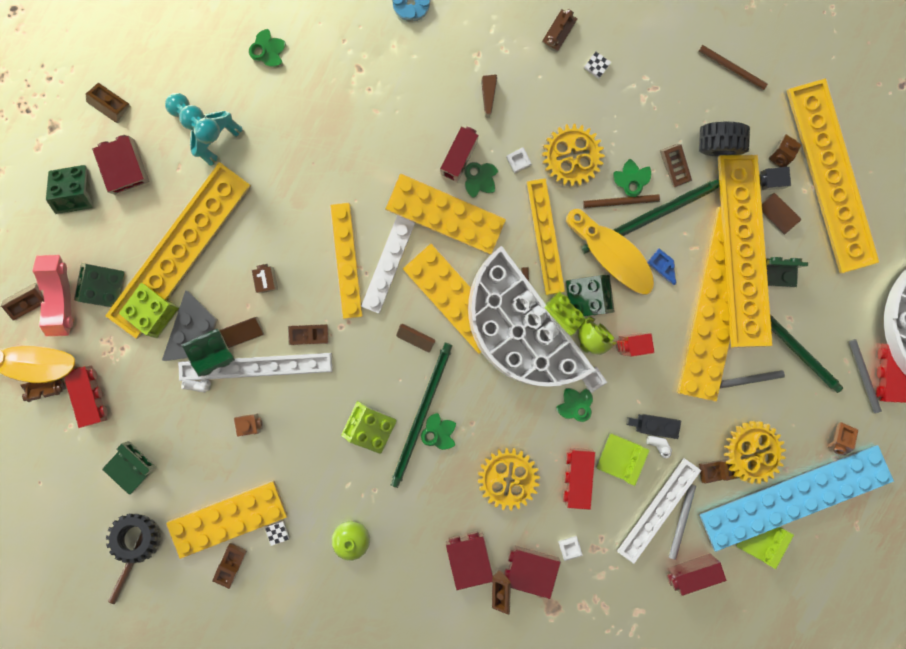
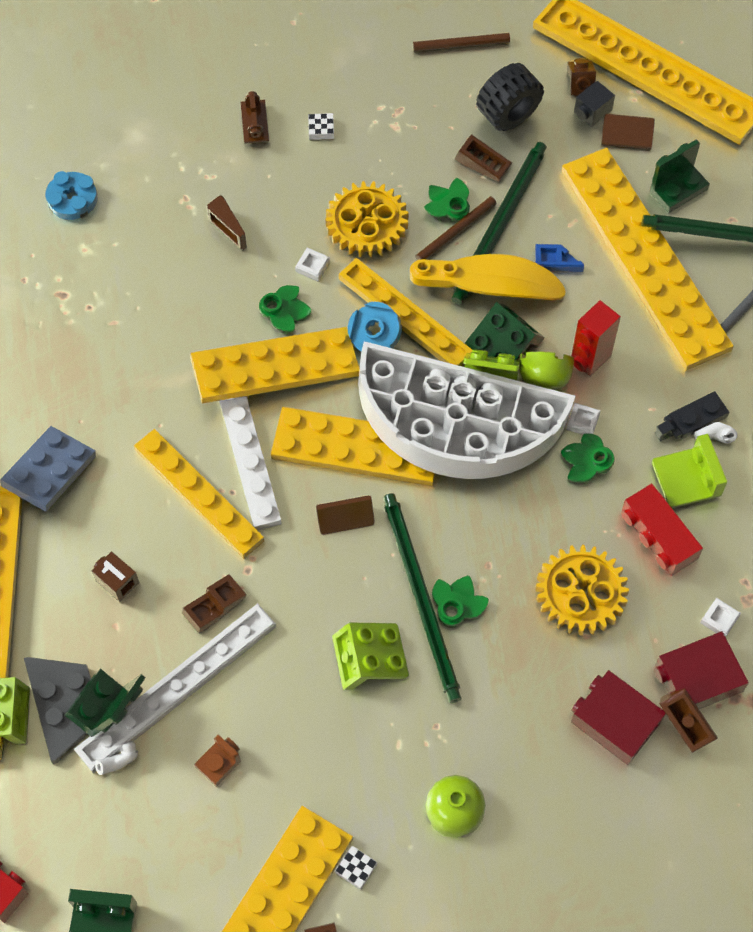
camera: 40 degrees left, 25 degrees down
(242, 332) = (130, 655): reddish brown slope -> none
(272, 184) = (48, 468): none -> sand blue plate
(459, 153) = (242, 293): dark red brick -> none
(520, 224) = (369, 315): none -> dark azure plate
(744, 251) = (627, 181): yellow plate -> none

